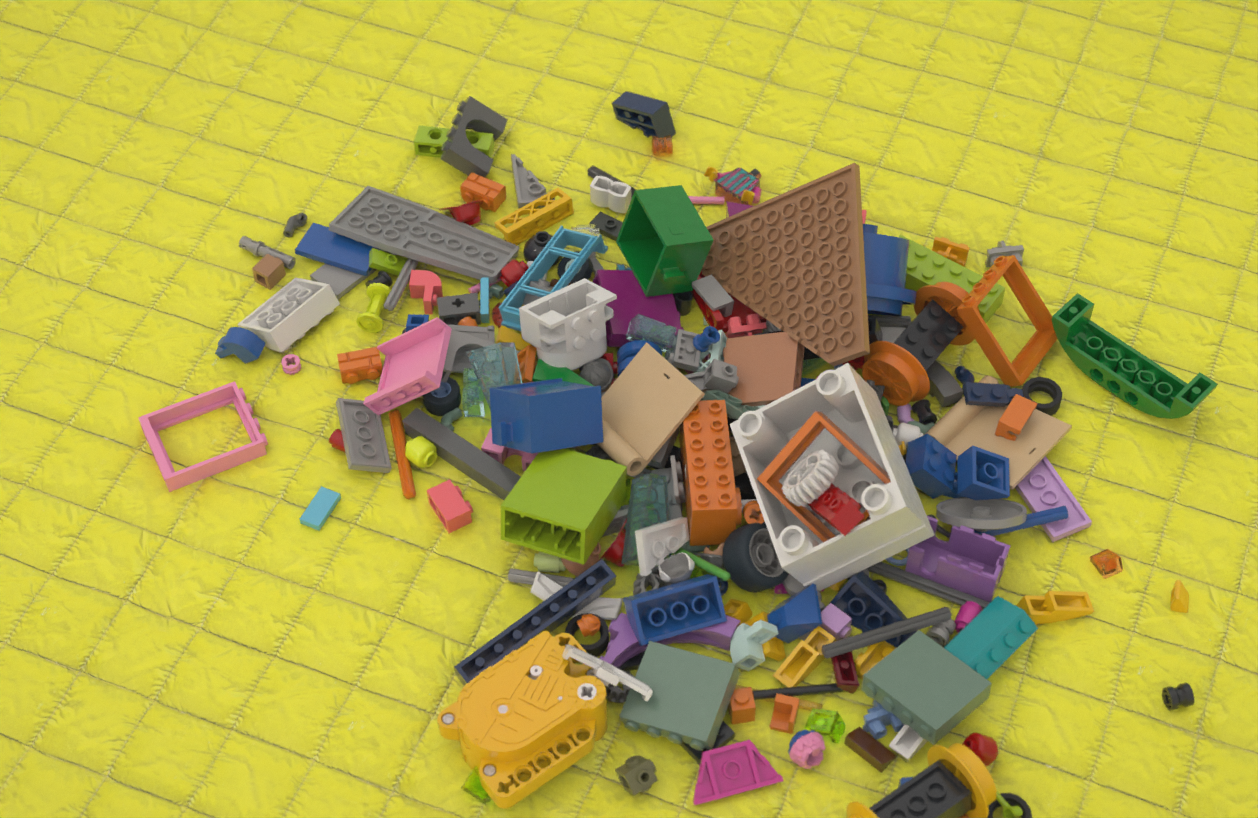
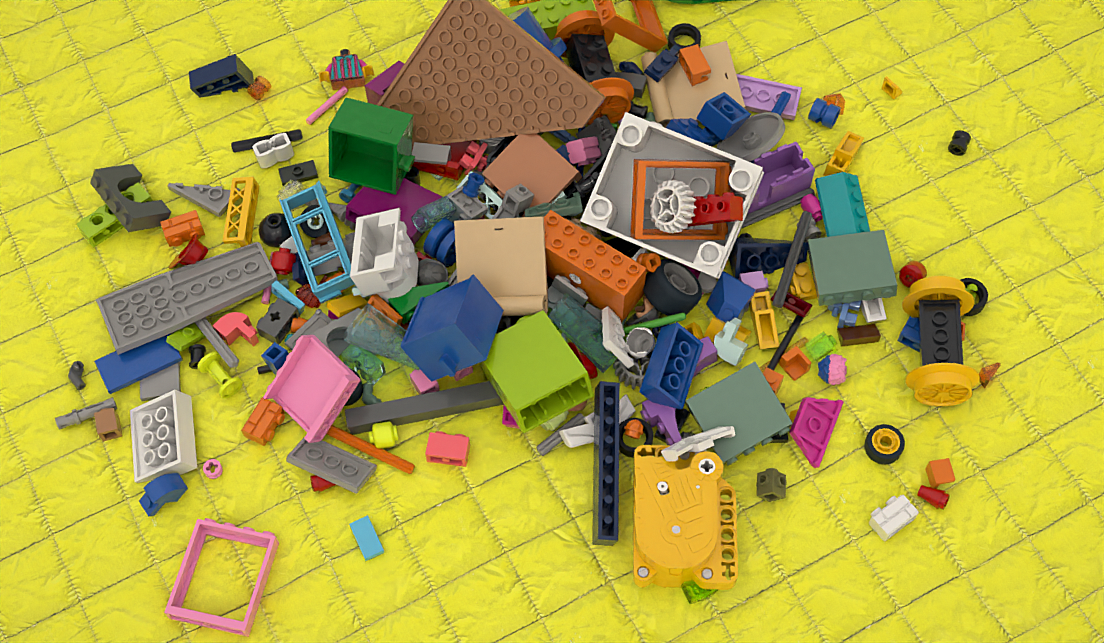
camera: 50 degrees left, 10 degrees up
(1082, 558) = (825, 113): none -> blue wheel

